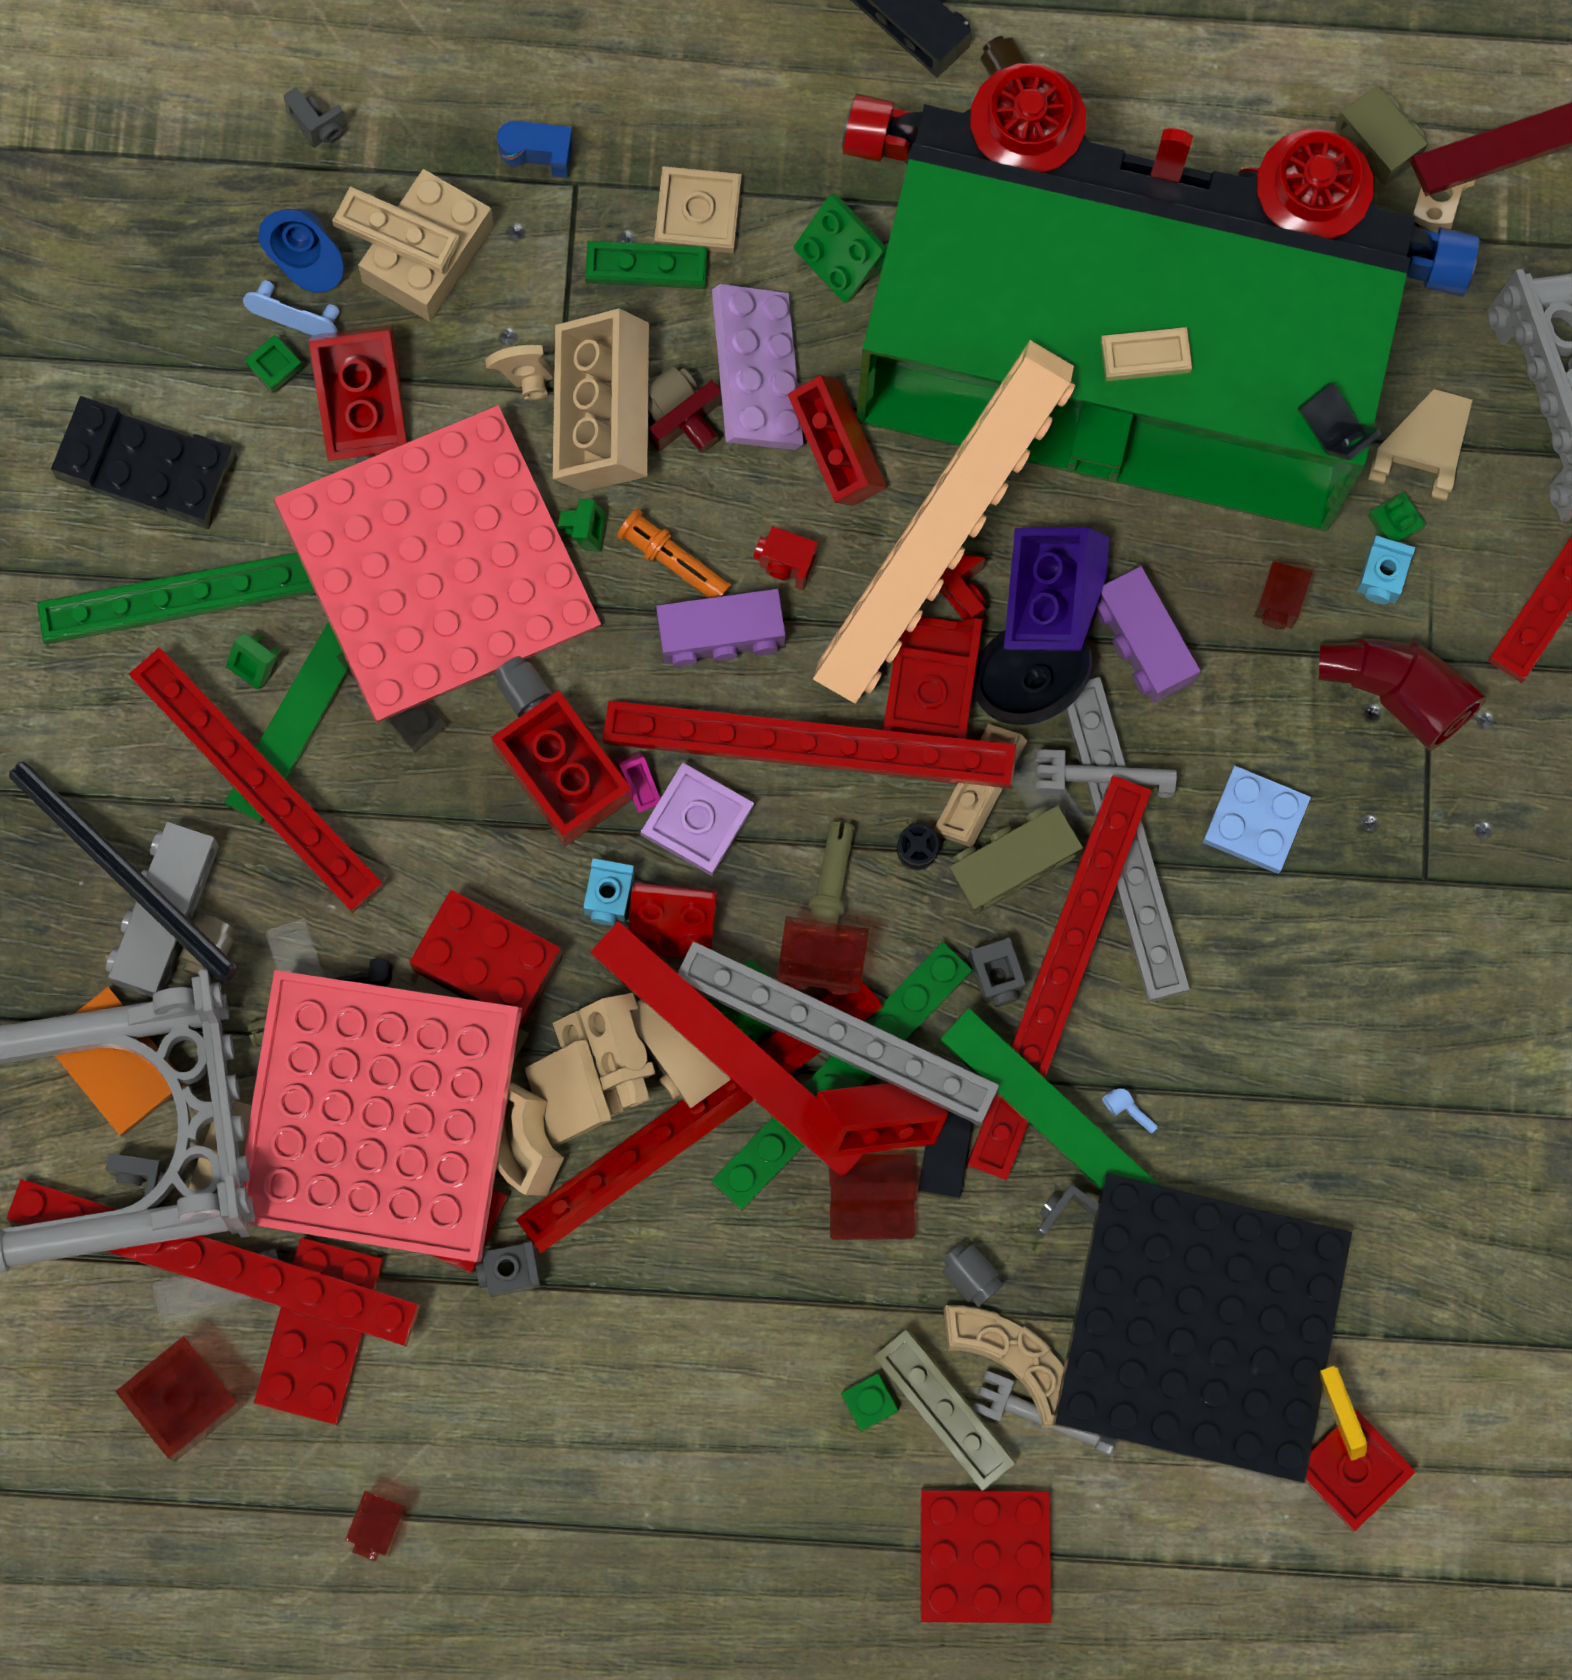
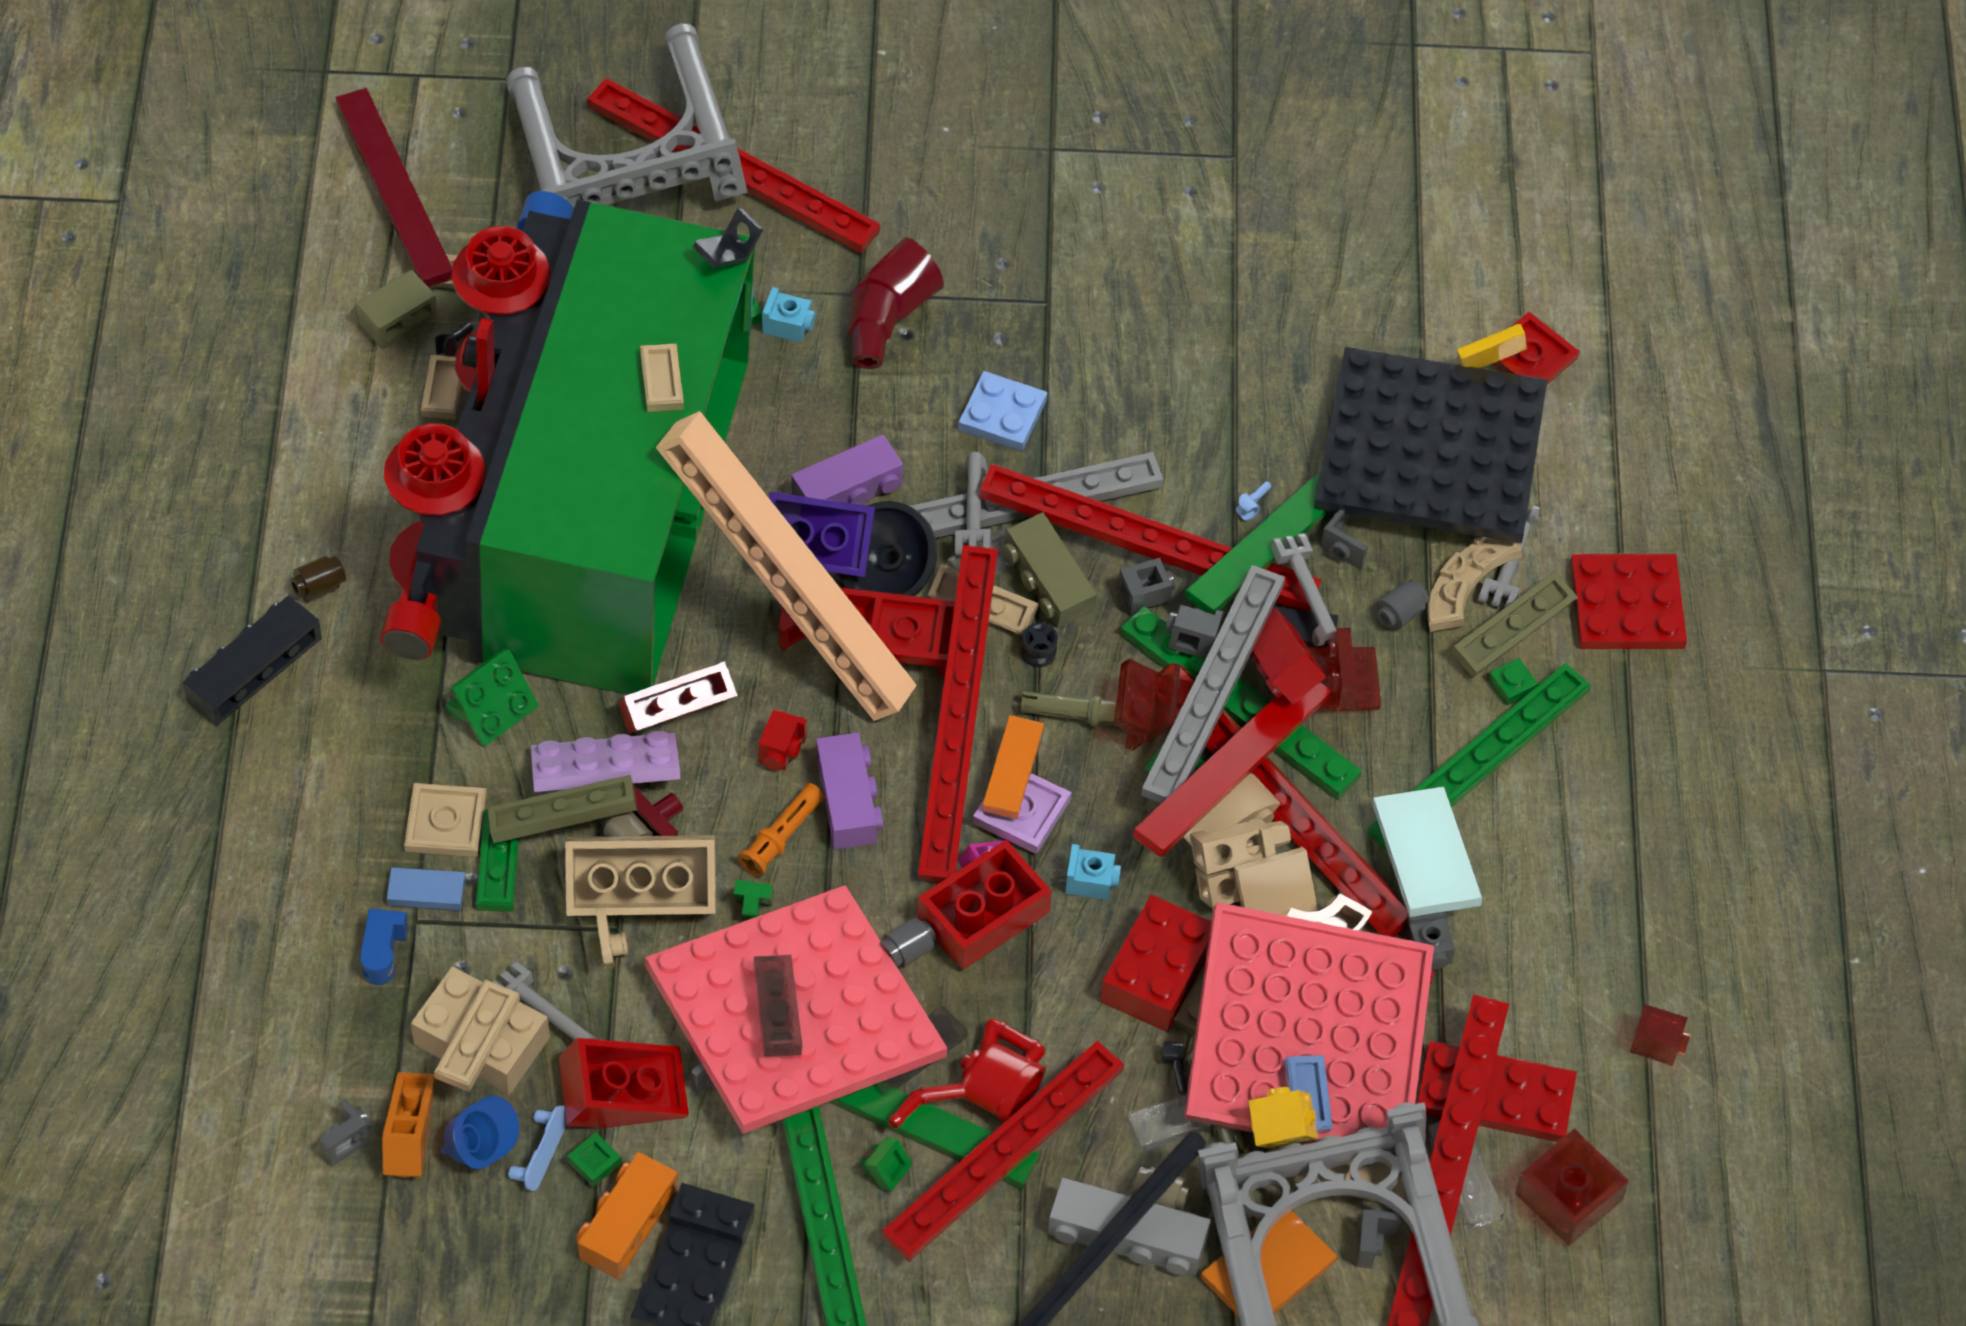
camera: 90 degrees left, 20 degrees down
(204, 395) = (627, 1215): none -> orange brick
(251, 1070) = (1283, 1118): none -> yellow head
(295, 1106) = (1309, 1075): none -> medium blue tile
(317, 176) = (408, 1125): none -> orange slope
(350, 776) = (992, 1077): none -> red piece
(416, 533) = (777, 1005): none -> clear smoke plate
(485, 285) = (534, 1000): none -> light grey hinge
(610, 191) = (426, 888): none -> medium blue tile
(616, 1270) = (1427, 851): none -> light aqua tile
(672, 918) = (1111, 817): red bracket -> none
(687, 318) = (562, 808): none -> olive plate
(741, 806) = (1013, 767): none -> orange tile
(763, 1354) = (1503, 738): none -> green tile
(921, 1017) = (1193, 630): none -> dark grey brick
(1026, 1142) = (1295, 552): none -> light grey hinge
(1282, 596) = (811, 385): clear red brick -> none

